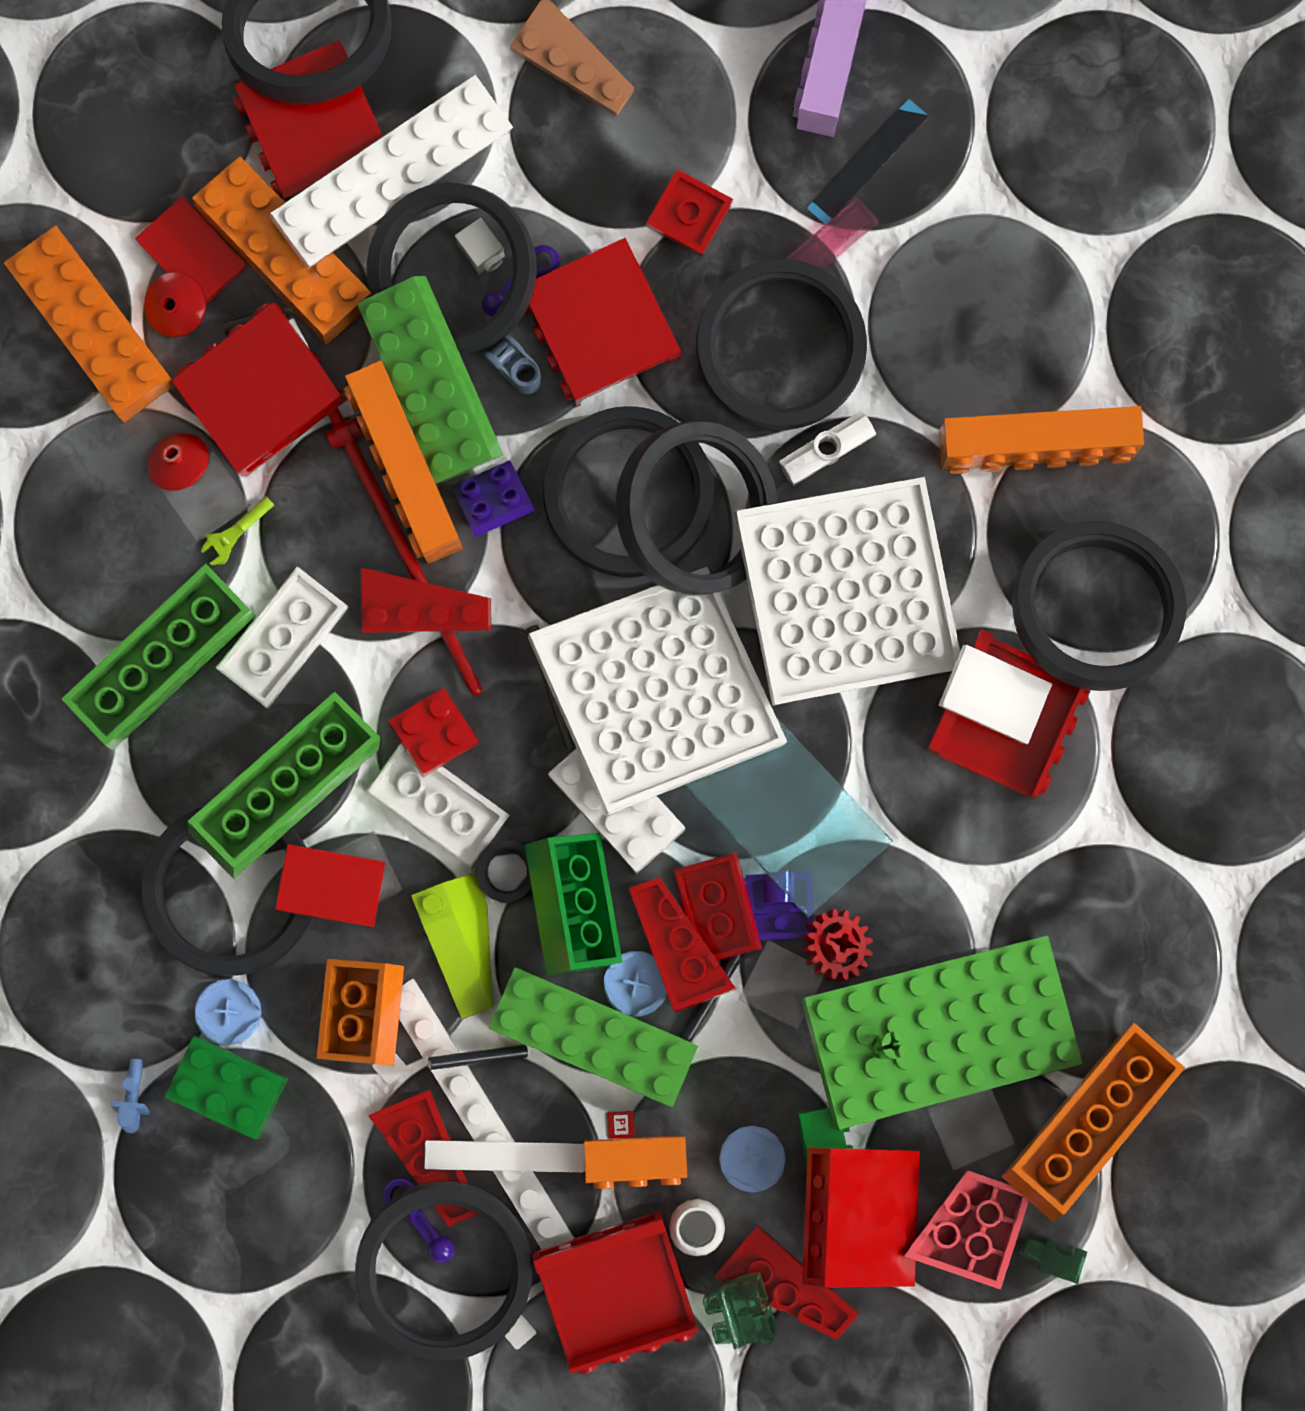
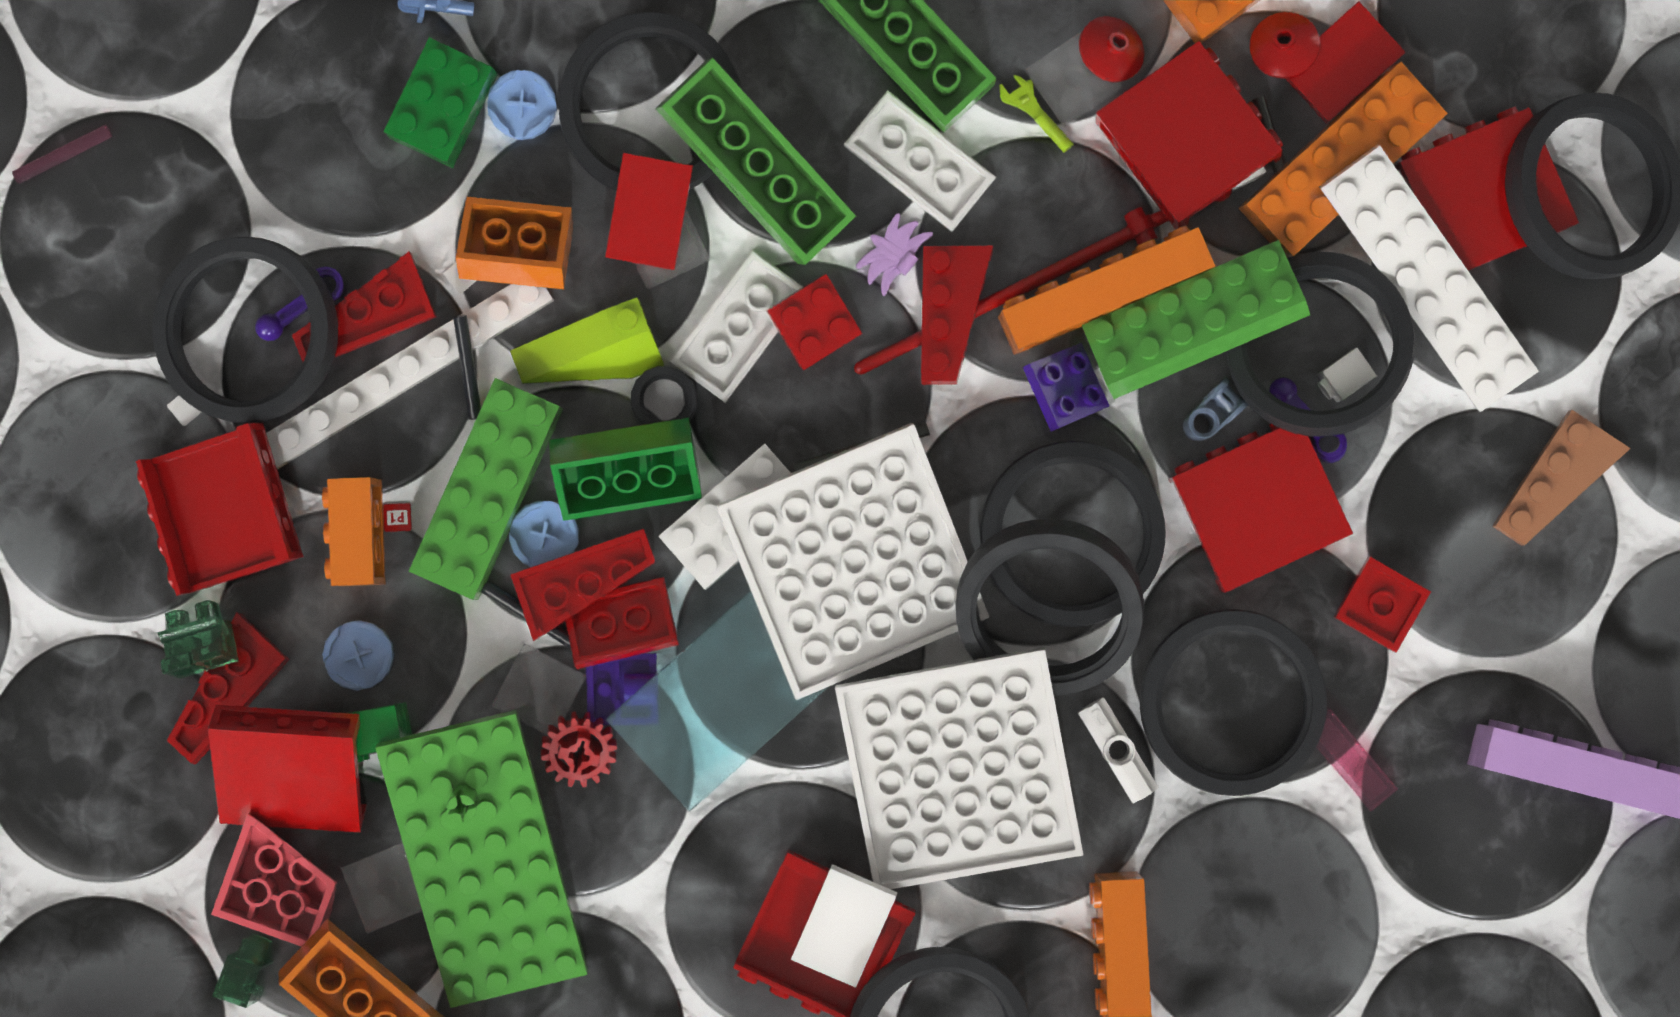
camera: 90 degrees right, 5 degrees up
(368, 660) = (893, 253): none -> lavender piece
(504, 1156) = (363, 394): white sticker -> none
(697, 1227) = (285, 595): white piece -> none
(867, 161) = (1438, 801): black sticker -> none

